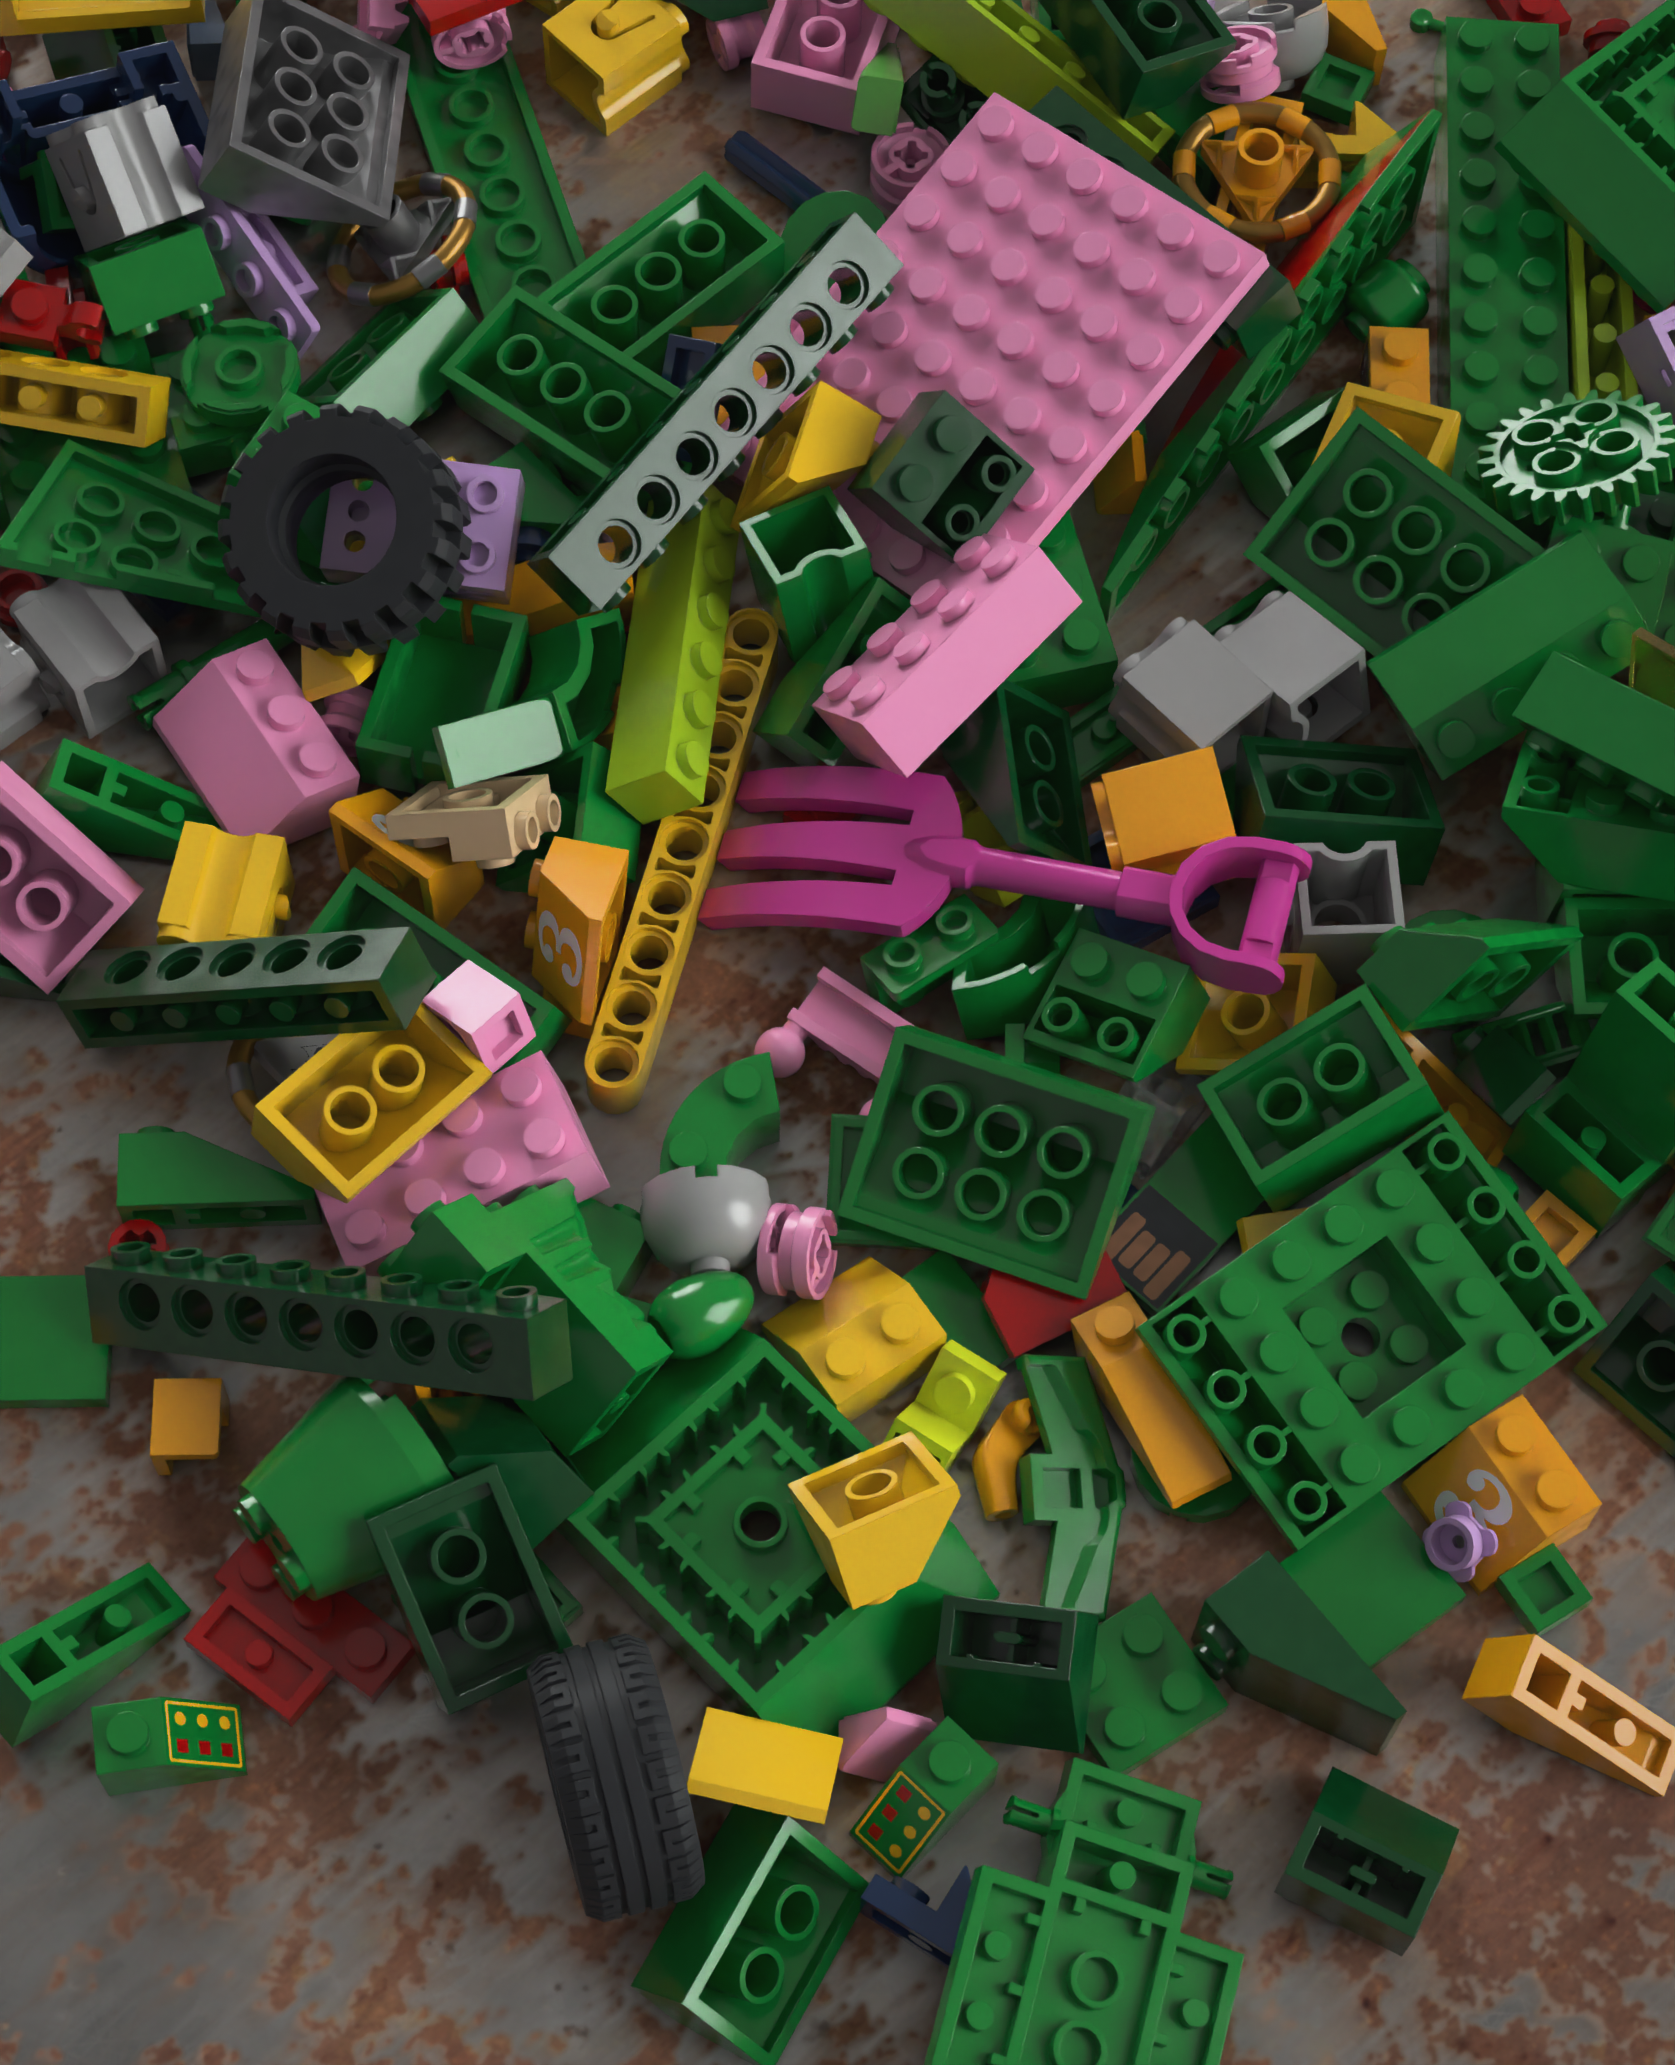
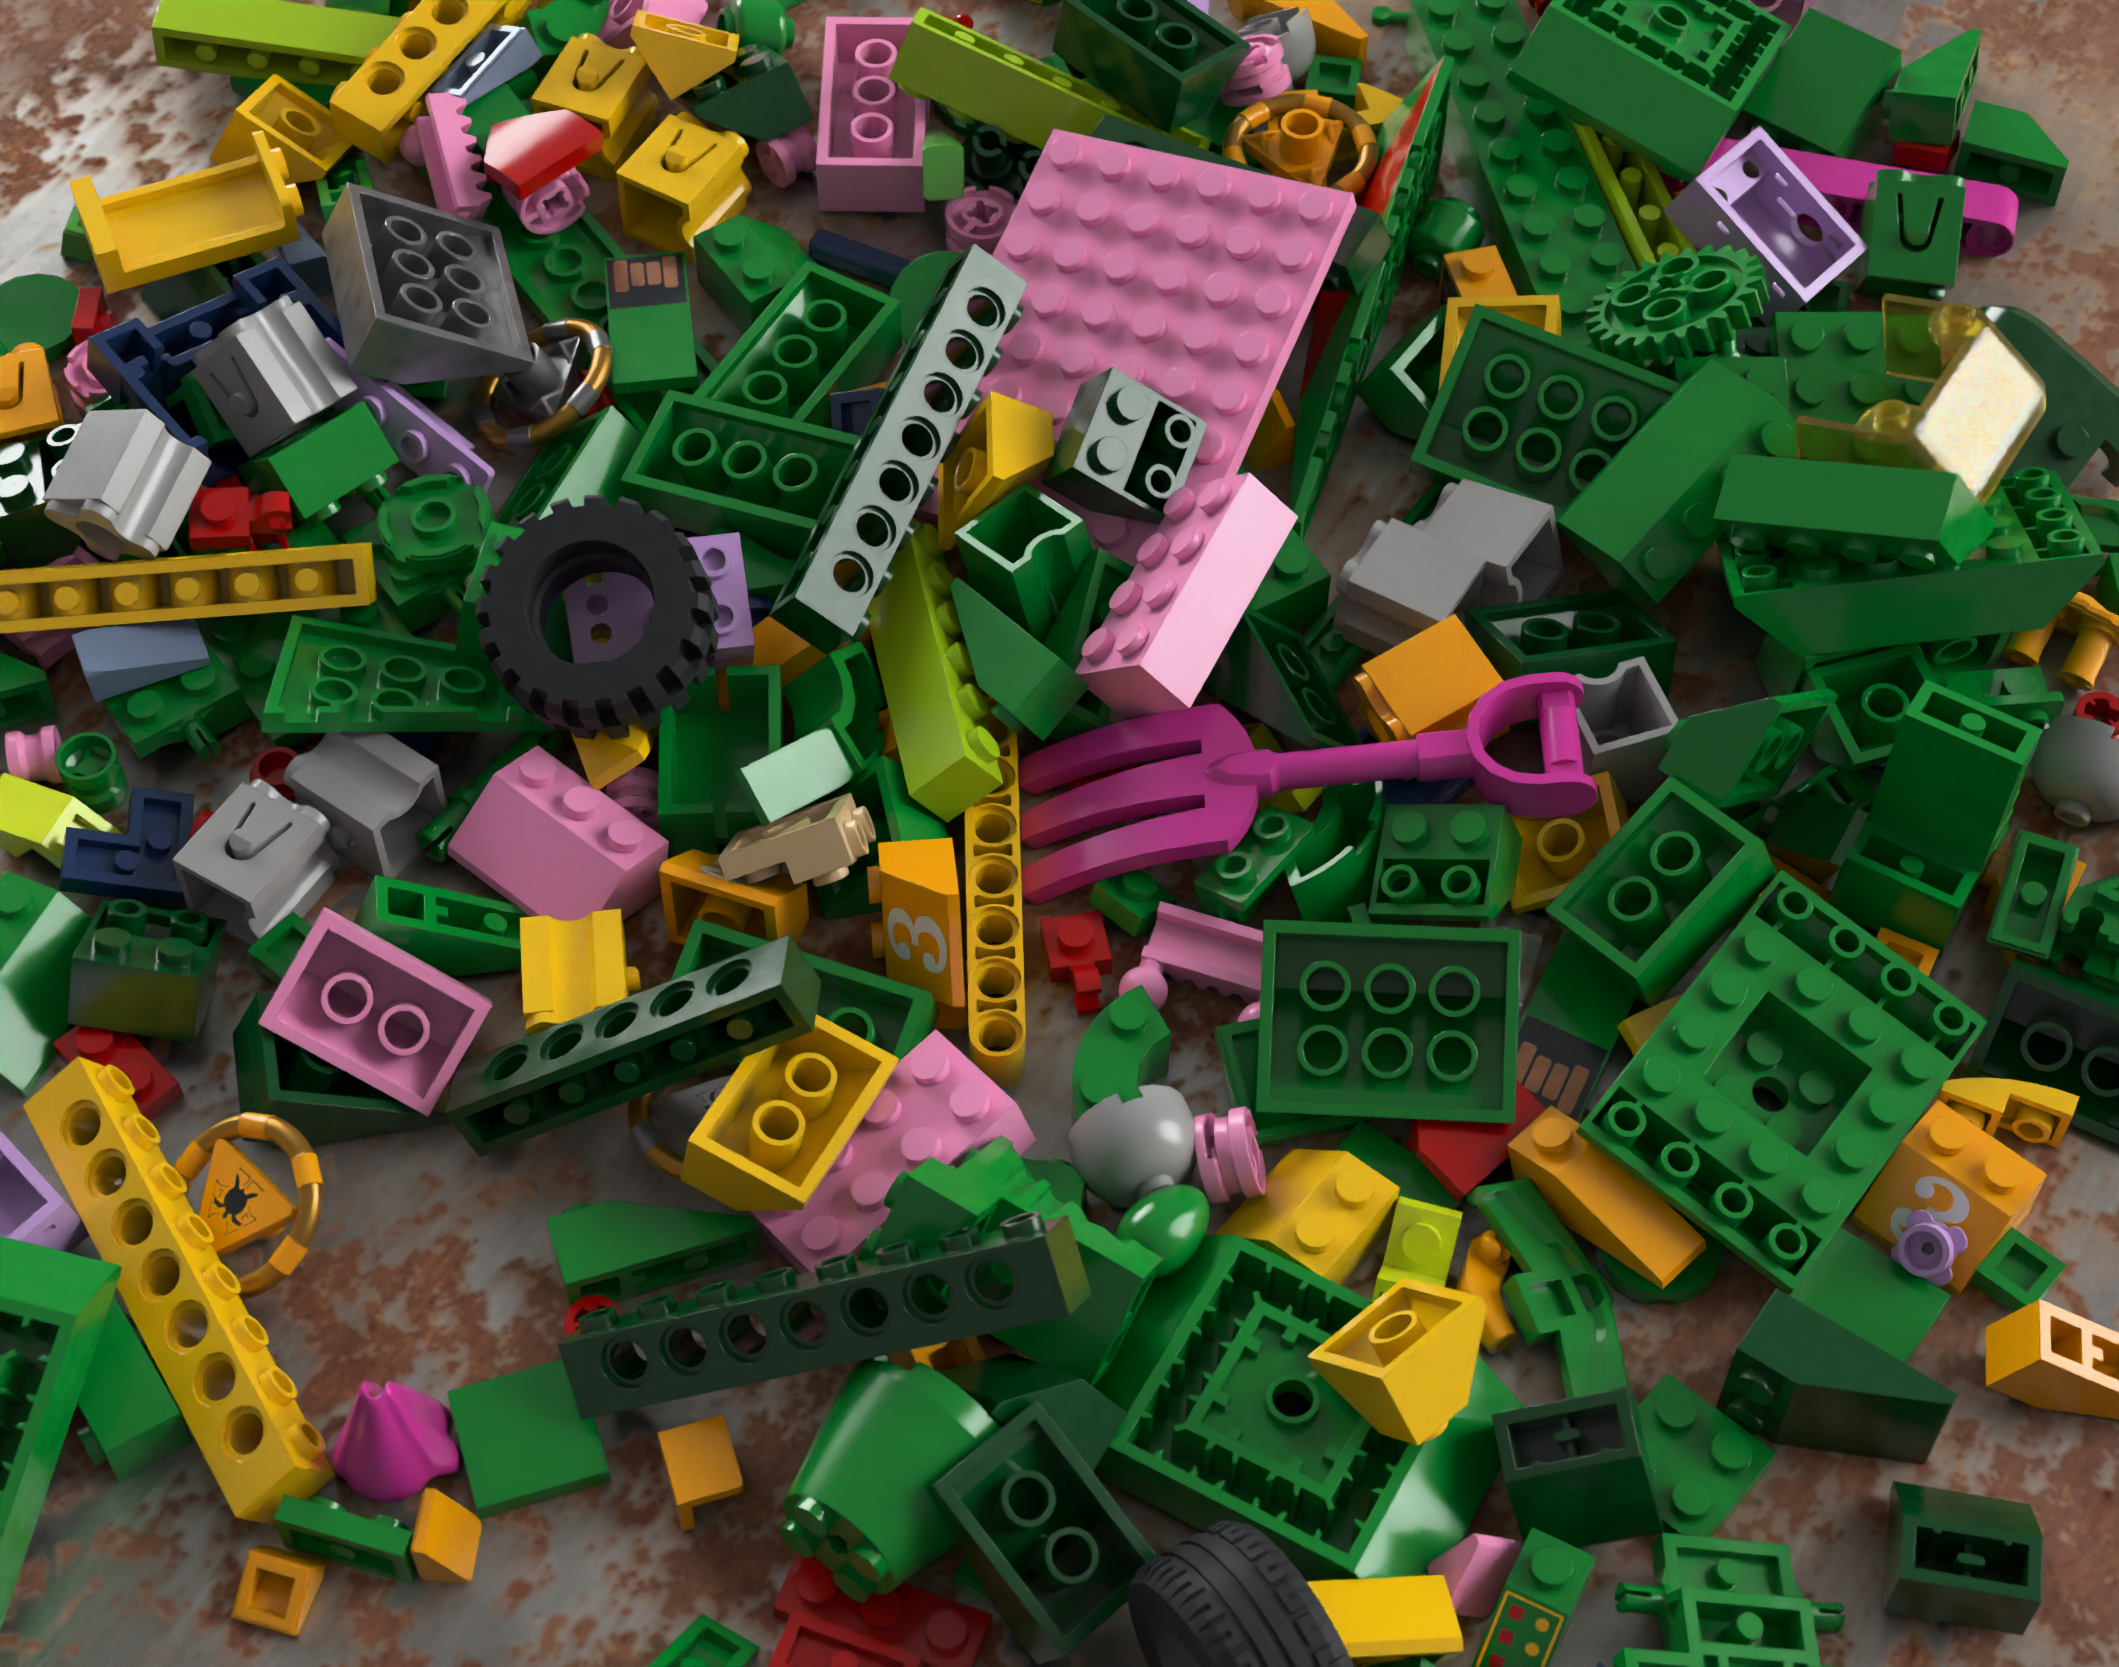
camera: 15 degrees left, 10 degrees down
(482, 1014) = (872, 1006): bright pink brick -> none
(528, 199) = (650, 323): none -> green piece
(657, 152) = (746, 266): none -> green slope
(730, 993) = (1078, 952): none -> red plate
(753, 679) = (1014, 668): none -> green slope
(801, 954) = (1131, 900): none -> green plate
(1575, 1407) = (2022, 1107): none -> yellow slope

